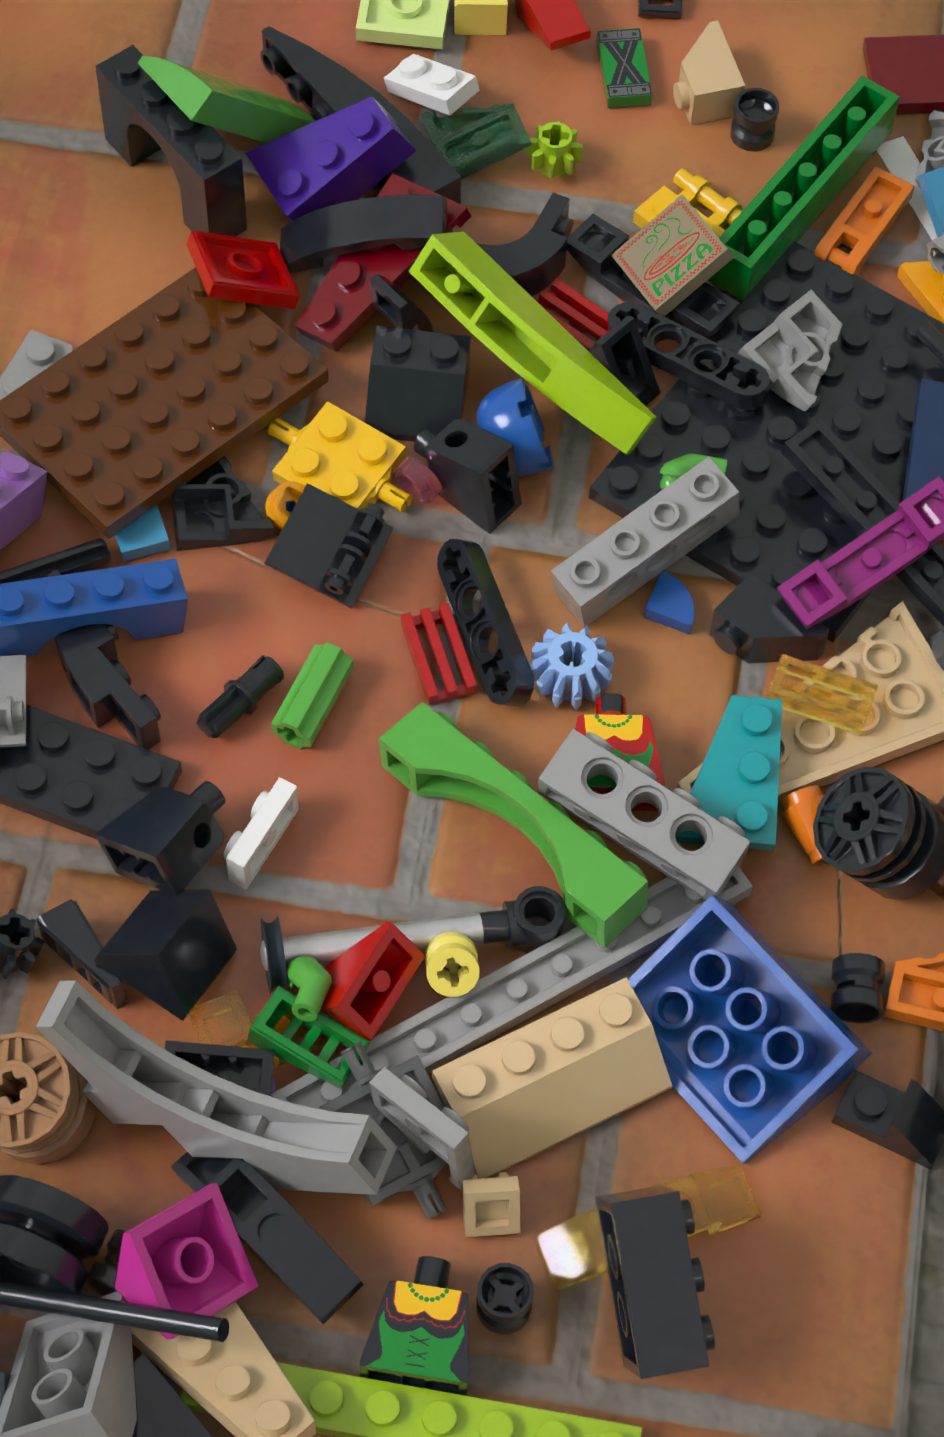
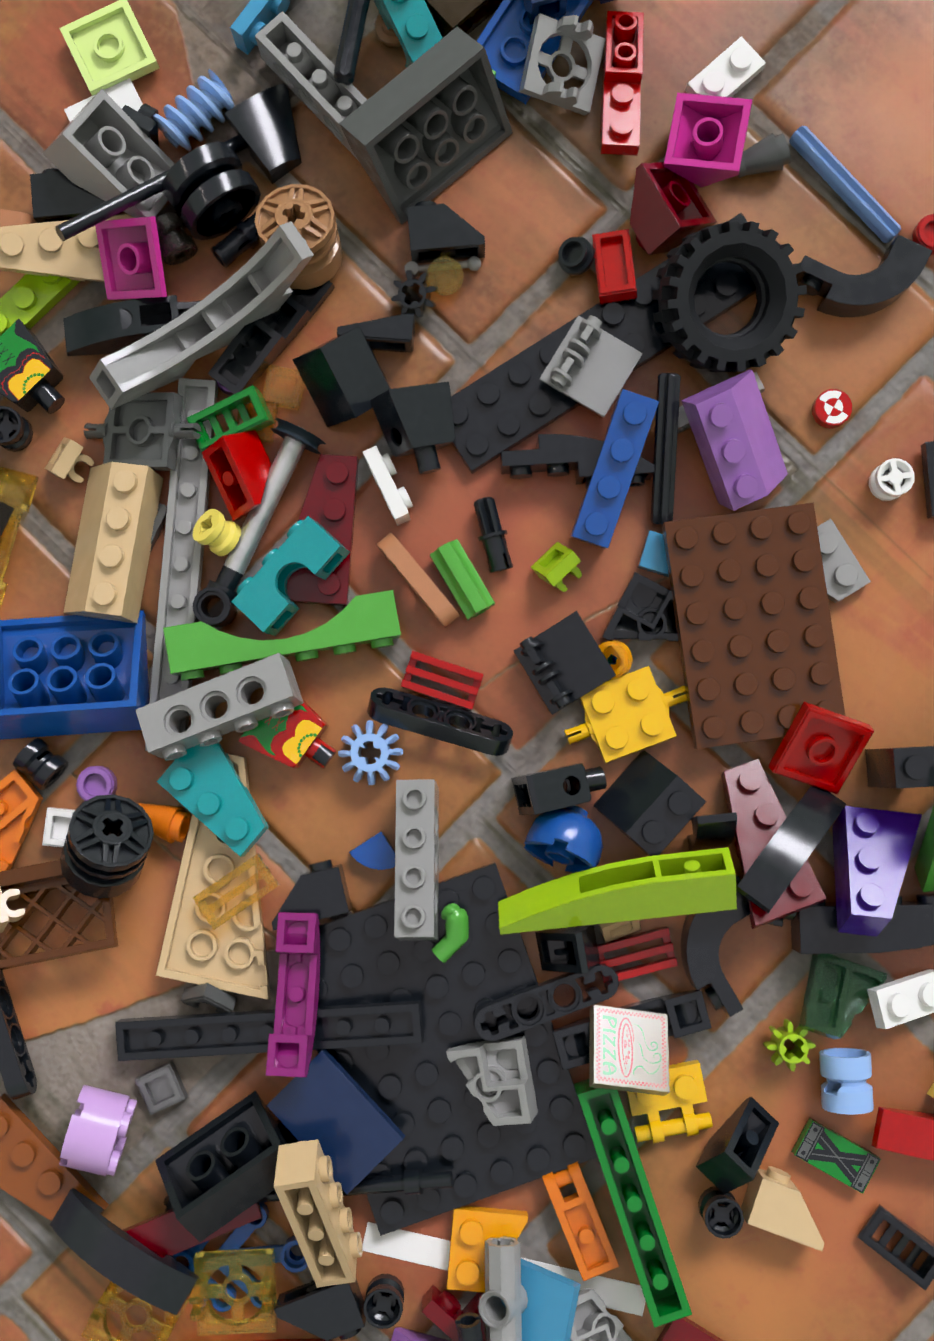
camera: 130 degrees right, 25 degrees up
(89, 1190) = (237, 242): none -> black pin
(227, 614) = (556, 565): none -> lime tile
(313, 986) = (255, 438): bright green arm -> none
(346, 738) = (418, 579): none -> nougat beam
(384, 862) = (331, 504): none -> dark red wing
(399, 852) = (265, 595): none -> teal arch
(418, 480) = (576, 753): clear pink tile -> none
(423, 1124) = (114, 435): light grey wing -> none
(550, 87) = (846, 1081): none -> light blue wheel
(684, 136) = (738, 1147): none -> black slope
(831, 924) = (95, 782): none -> medium lavender tile
(904, 926) = (56, 826): none -> white tile

